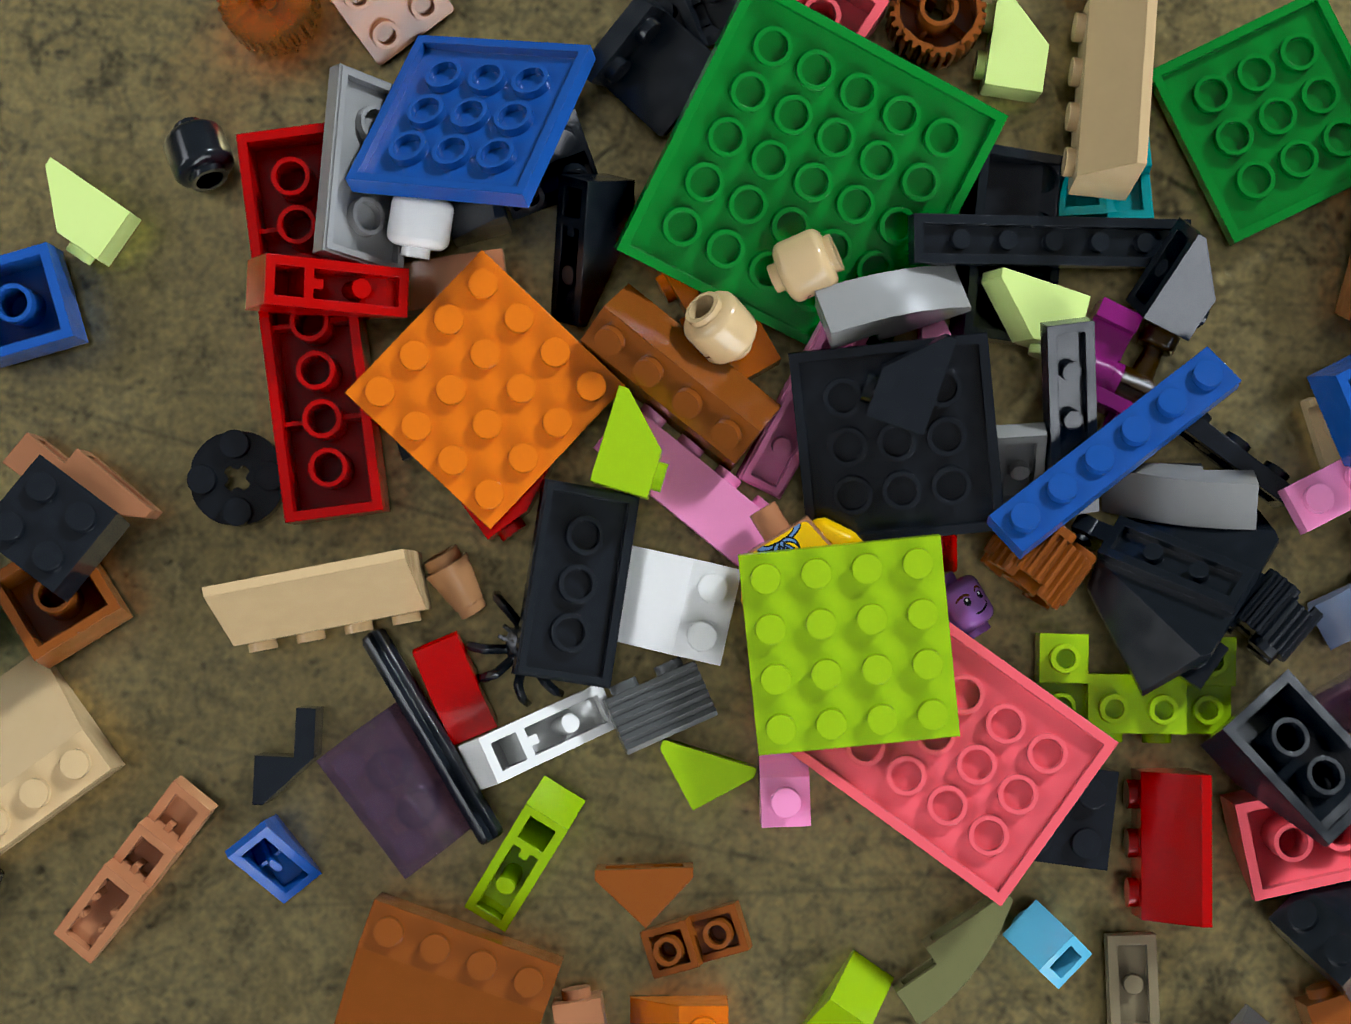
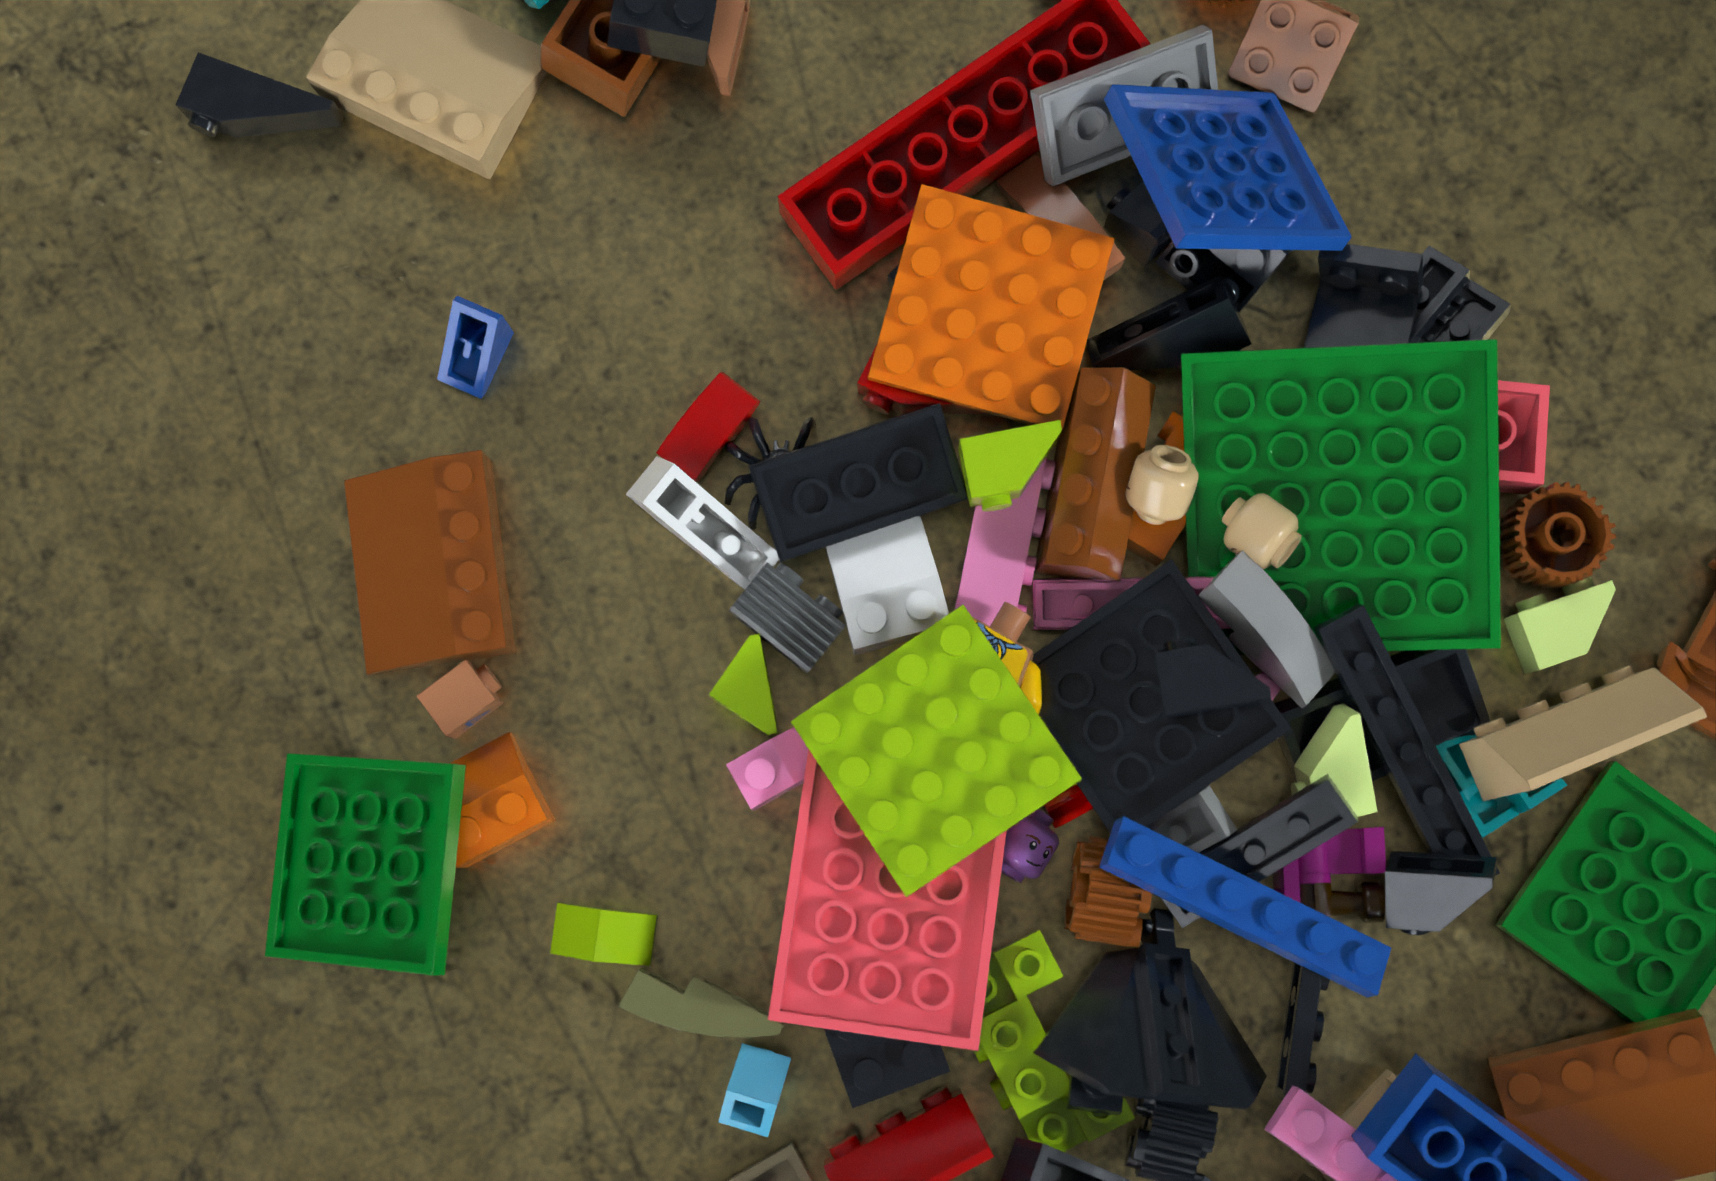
camera: 60 degrees right, 5 degrees down
(135, 869) = (402, 234): nougat slope -> none
(209, 478) = (780, 119): black plate -> none
(277, 770) = (549, 310): black slope -> none
(321, 598) = (727, 263): tan slope -> none
(325, 287) = (1006, 119): red slope -> none
(395, 790) = (594, 427): clear purple slope -> none
(420, 225) = (1106, 175): white head -> none
(432, 736) = (654, 430): black axle -> none
(455, 581) = (804, 378): medium nougat cone -> none
(524, 853) = (592, 566): lime slope -> none
(644, 887) = (614, 690): dark orange slope -> none
(696, 939) = (592, 764): dark orange slope -> none
(1186, 496) = (1240, 999): light grey slope -> none

